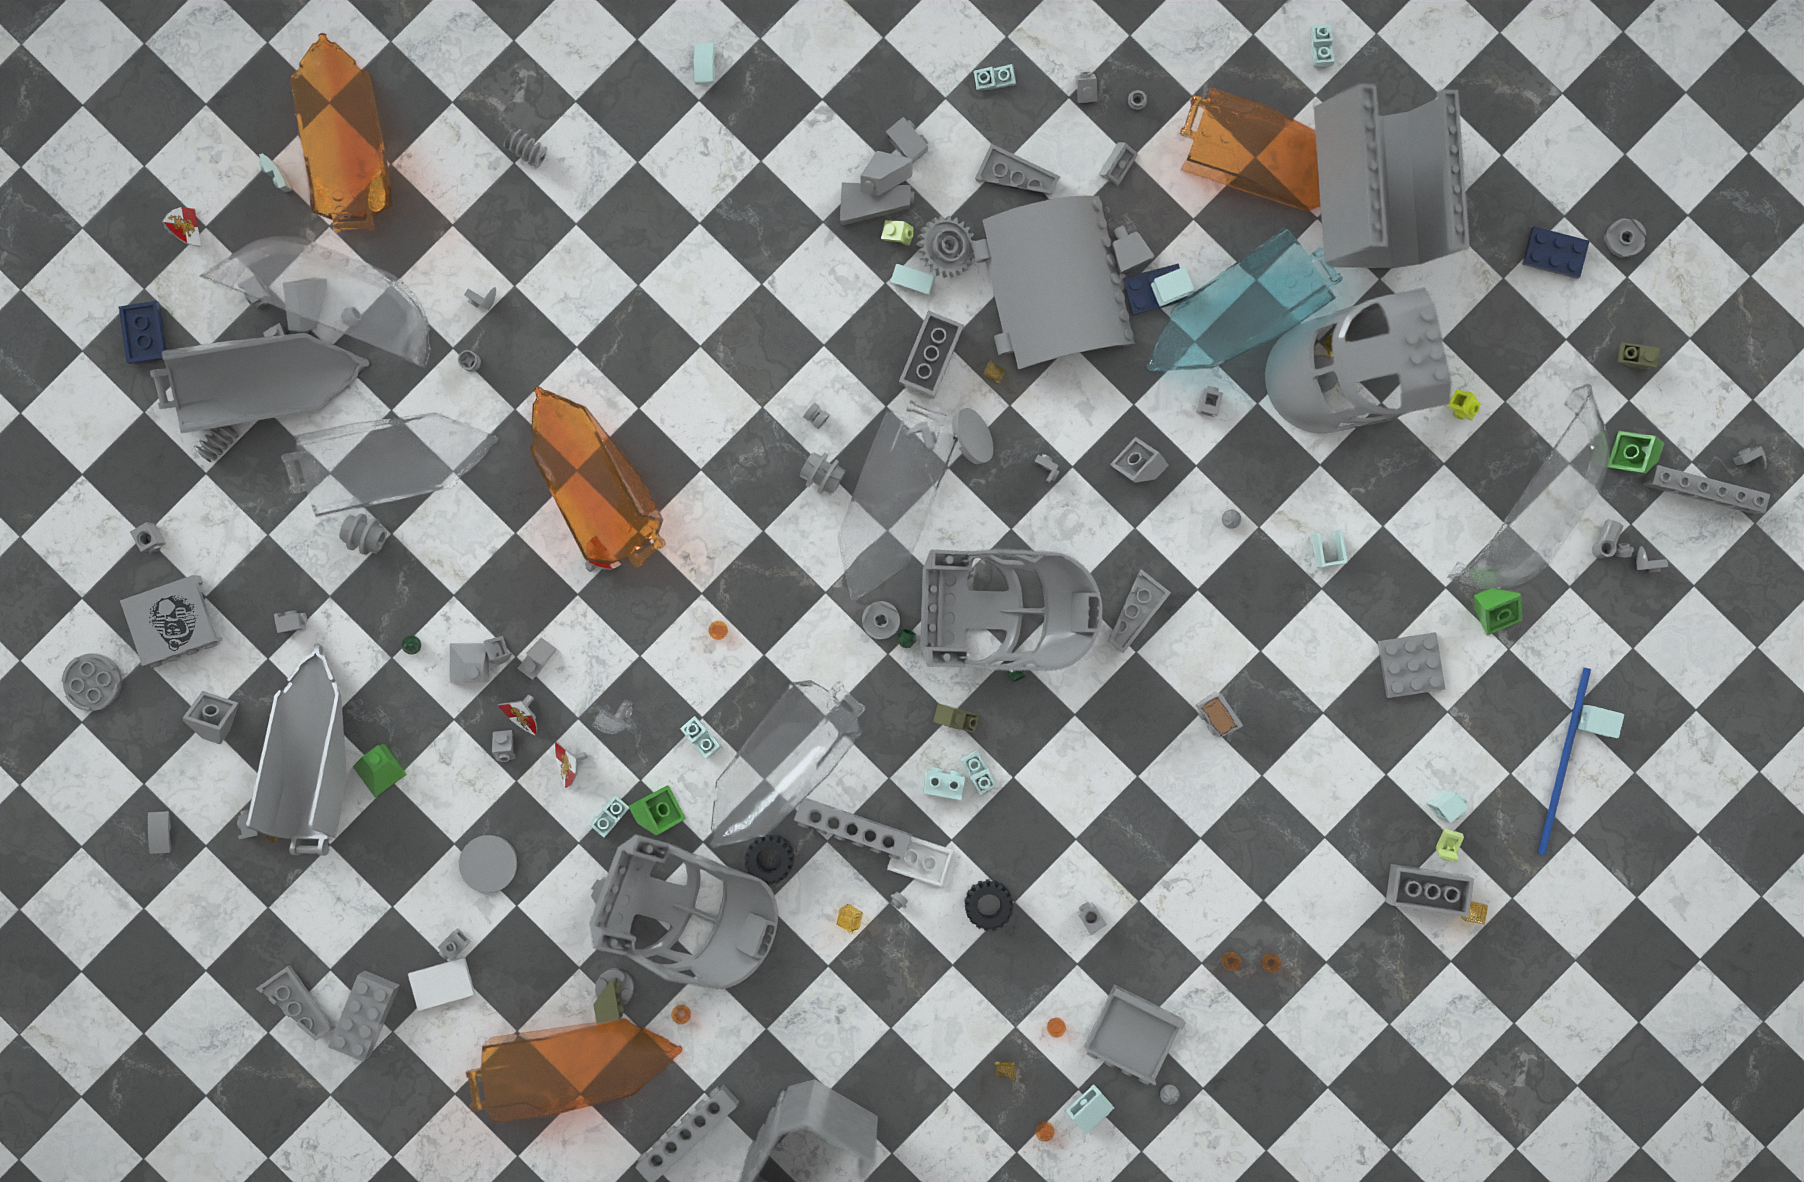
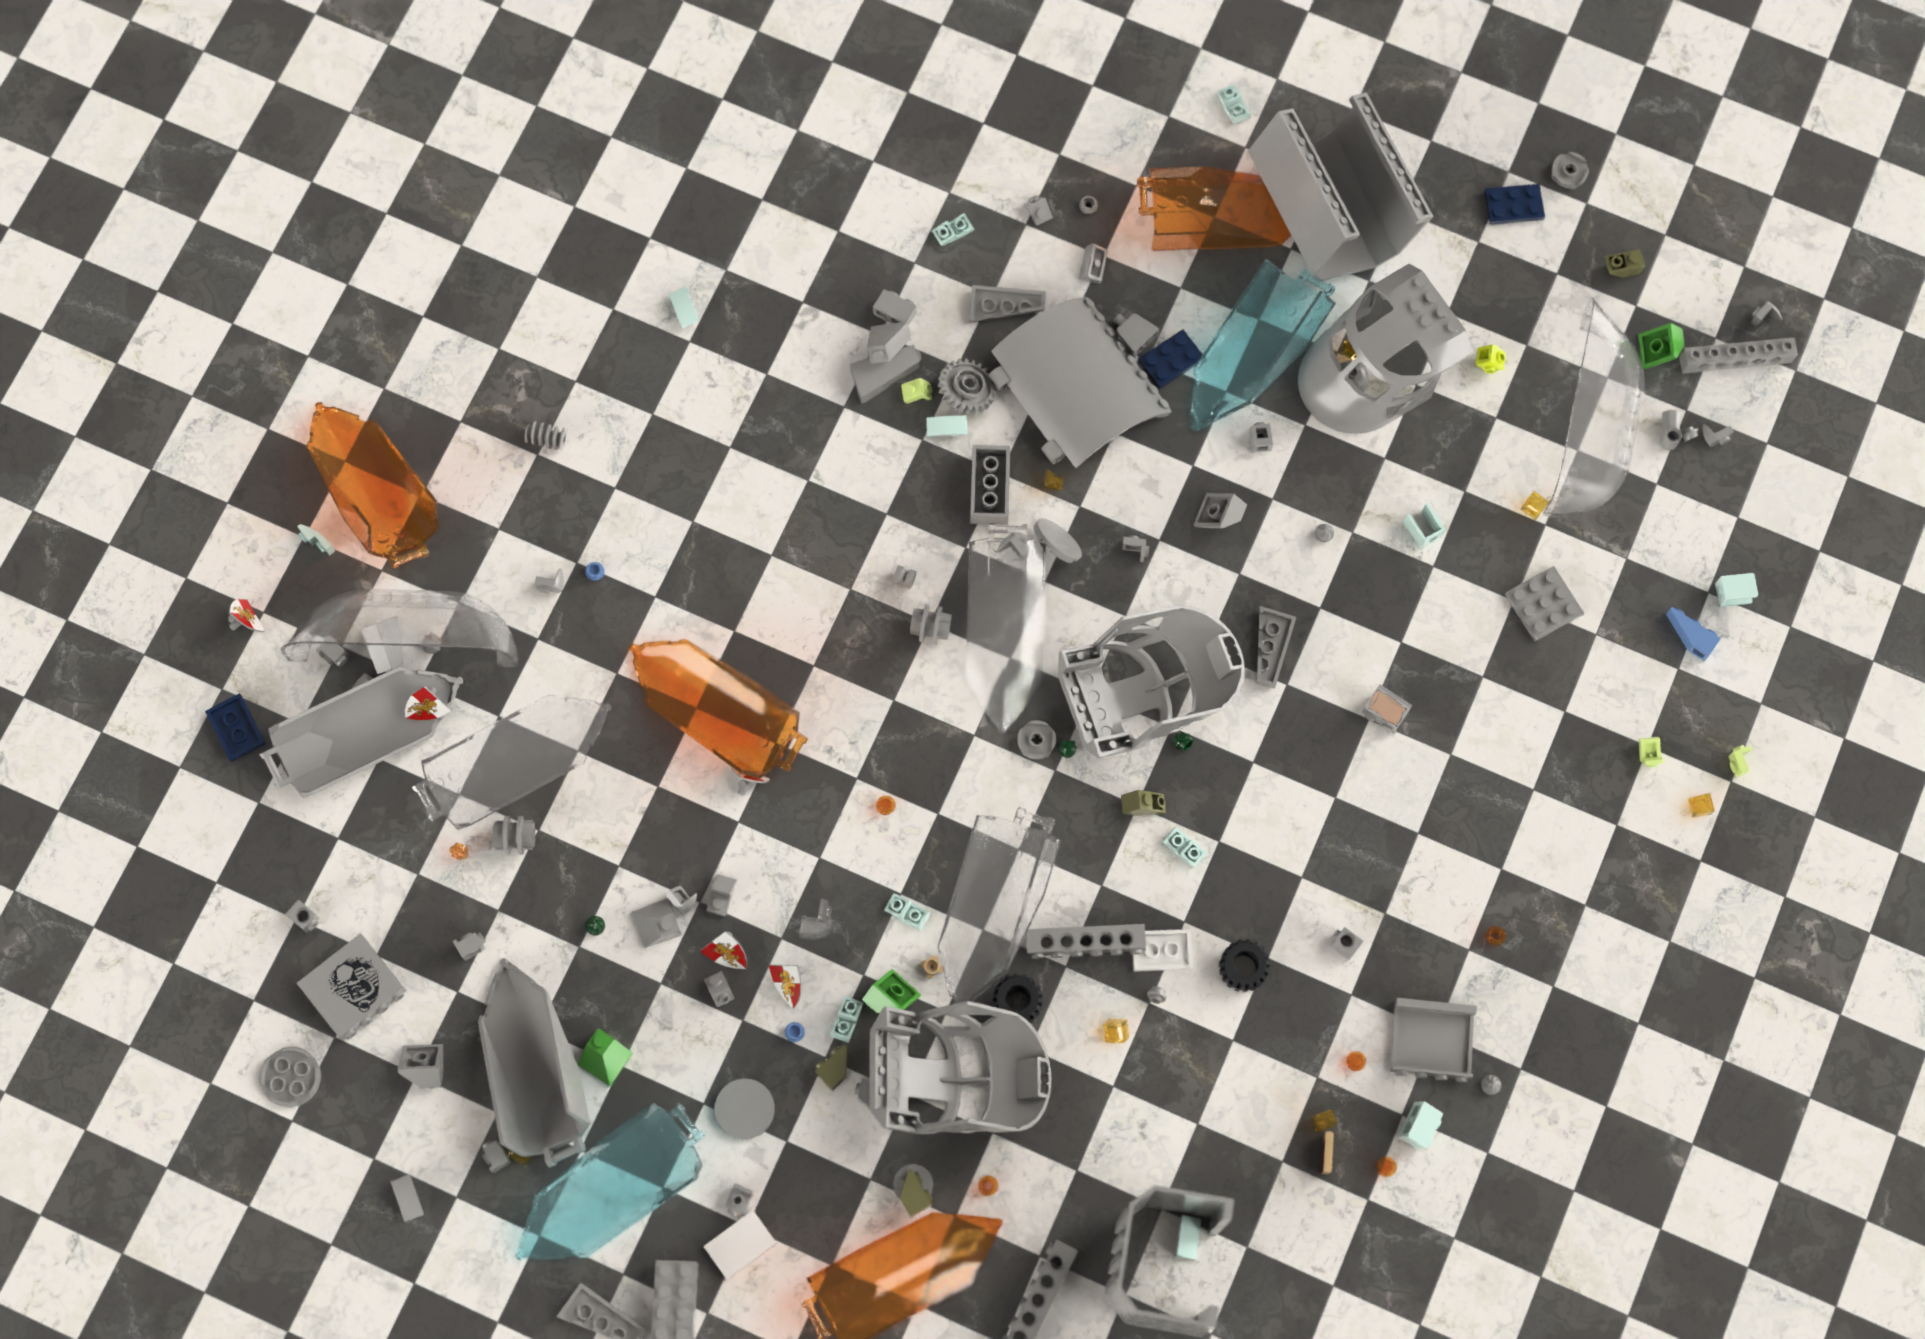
camera: 25 degrees left, 15 degrees down
(216, 442) = (339, 802): light grey piece -> none
(310, 529) = (459, 851): none -> clear orange plate
(321, 378) = (425, 705): none -> shield
(346, 894) = (613, 1186): none -> clear light blue windscreen
(468, 357) = (557, 639): light grey wheel -> none
(527, 301) = (594, 571): none -> medium blue plate
(558, 810) = (794, 1032): none -> medium blue plate
(580, 860) = (833, 1070): none -> olive slope
(699, 797) = (926, 966): none -> tan plate
(943, 783) = (1156, 868): light aqua brick -> none
(996, 1100) = (1327, 1153): none -> tan tile
(1172, 286) = (1186, 347): light aqua piece -> none
(1273, 968) = (1533, 917): clear orange plate -> none
(1429, 890) = (1650, 798): light grey brick -> none
(1443, 566) = (1534, 505): none -> clear yellow slope
(1448, 806) = (1633, 714): light aqua brick -> none
(1498, 609) = (1600, 524): bright green slope -> none
(1526, 887) = (1738, 764): none -> yellowish green bracket
(1538, 748) = (1694, 636): none -> medium blue slope
(1564, 761) = (1722, 643): blue piece -> none

